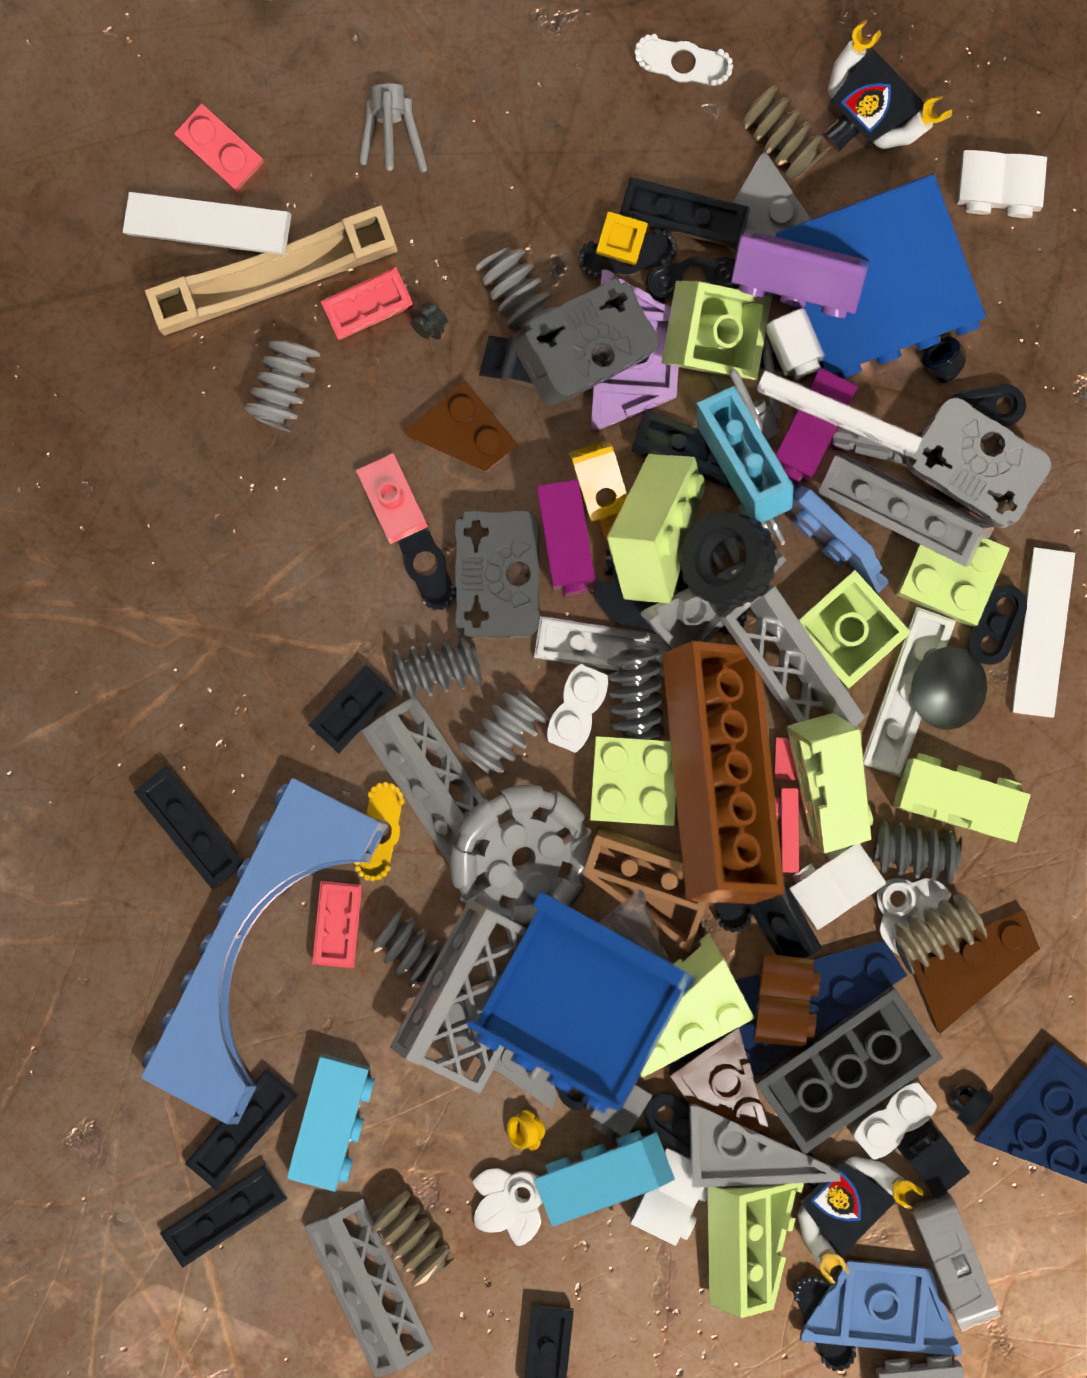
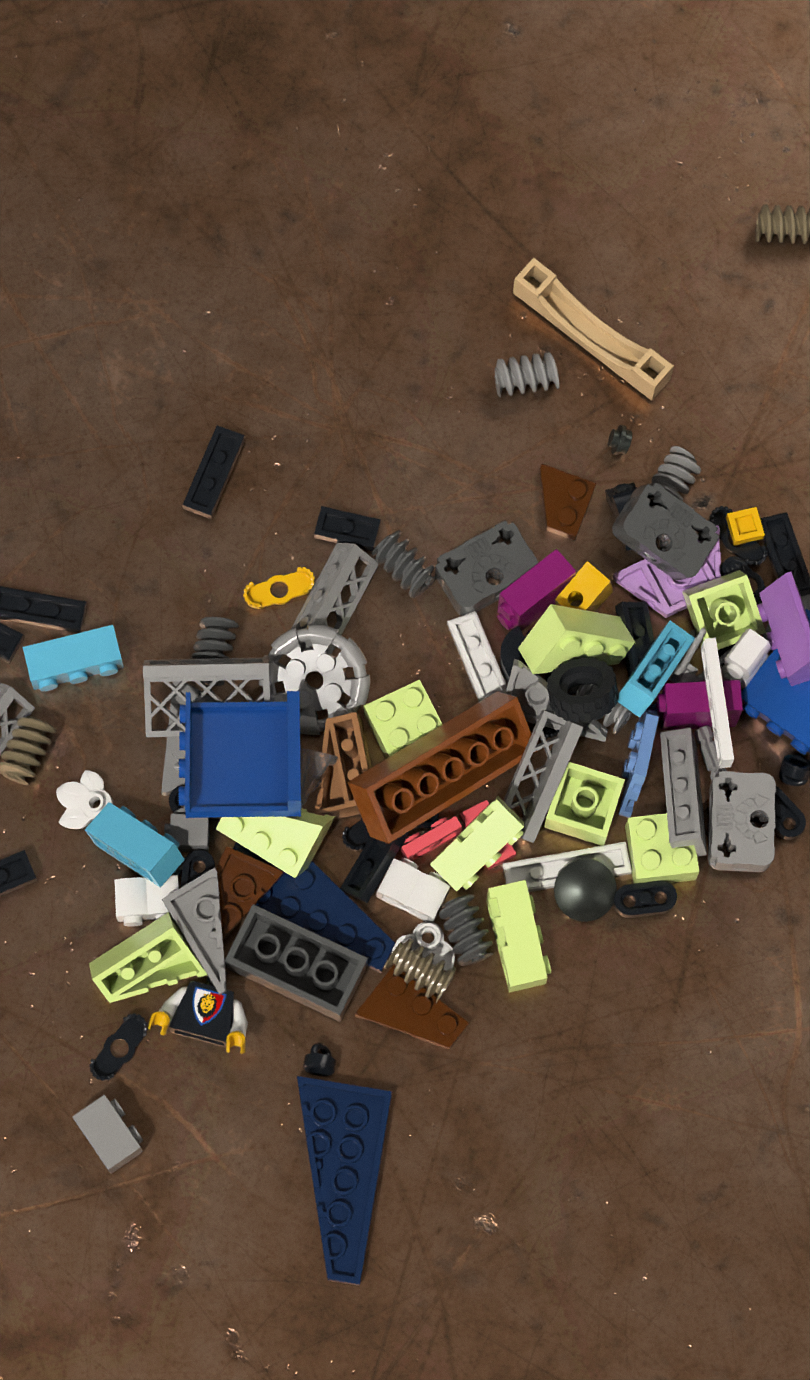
camera: 55 degrees right, 15 degrees down
(198, 1050) = (75, 550): medium blue arch -> none
(207, 223) = (598, 277): white tile -> none
(219, 147) = (649, 262): coral plate -> none
(337, 924) = (204, 594): coral plate -> none
(367, 303) = (607, 398): coral plate -> none
(387, 105) = (736, 344): light grey plant -> none
(391, 498) = (495, 478): coral plate -> none
(436, 588) = (478, 509): black piece -> none
(503, 732) = (388, 627): light grey piece -> none
(525, 1130) = (138, 783): yellow plate -> none
(573, 719) = (439, 662): white brick -> none
(637, 693) = (462, 691): dark grey piece -> none
(784, 1000) = (318, 894): reddish brown brick -> none
(883, 1309) = (149, 1081): medium blue wing -> none
(884, 1125) = (272, 1010): white brick -> none
(932, 1159) = (268, 1053): black brick -> none
(954, 1261) = (208, 1103): light grey axle -> none
(1043, 632) = (658, 933): white tile -> none

